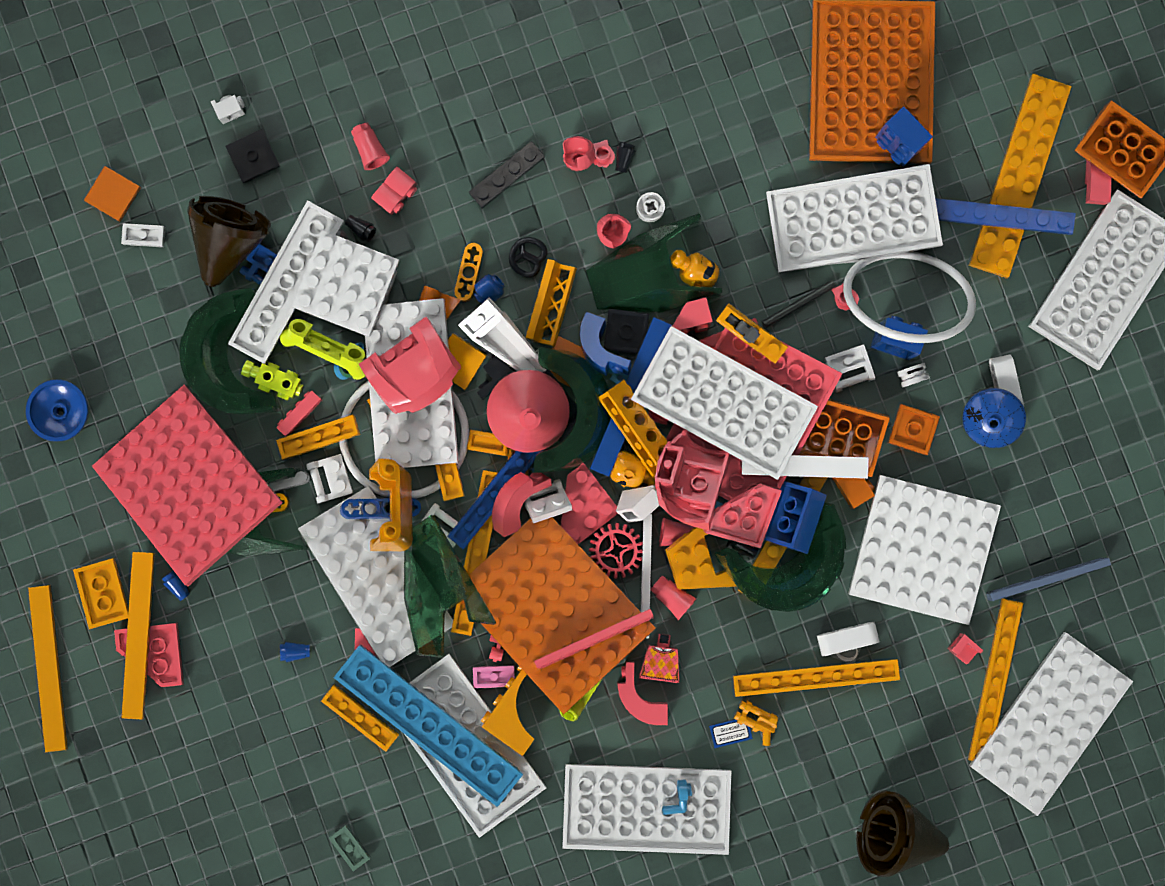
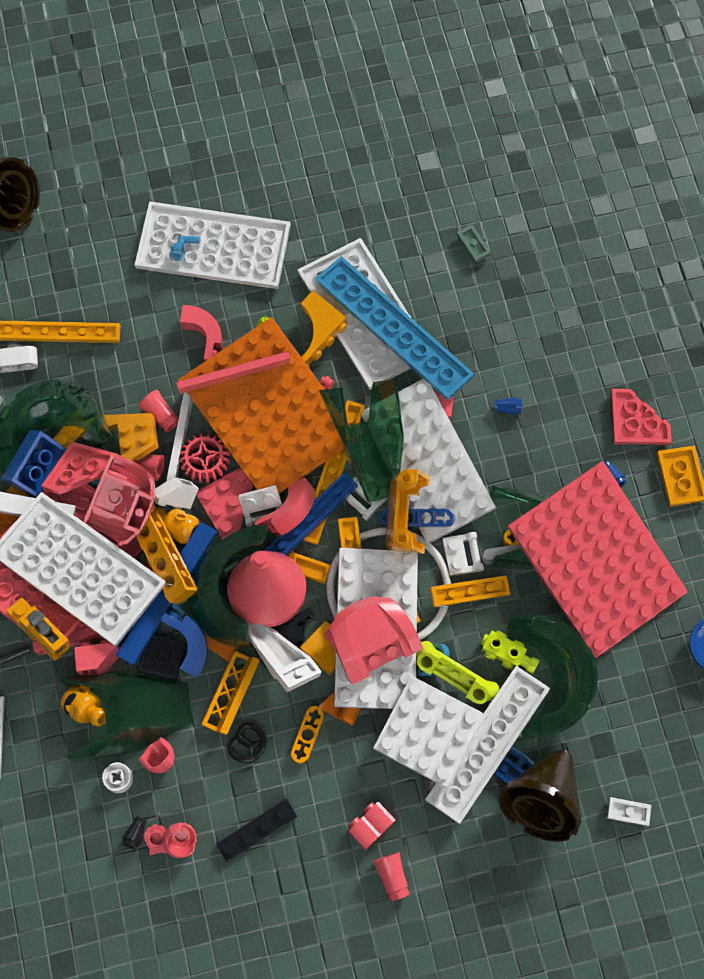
camera: 175 degrees left, 15 degrees down
(112, 193) = (658, 860): orange tile -> none
(138, 635) = (649, 435): light orange tile -> none
(229, 108) = (533, 936): white brick -> none
(252, 156) = (512, 882): black plate -> none
(299, 413) = (484, 619): coral piece -> none
(360, 717) = (455, 345): light orange tile -> none
(363, 229) = (409, 792): black cone -> none
(489, 287) = (289, 713): blue head -> none
(492, 676) = (332, 365): bright pink plate -> none
(661, 661) = (180, 358): torso -> none
(729, 733) = (130, 298): sticker -> none
(765, 721) = (98, 301): light orange piece -> none

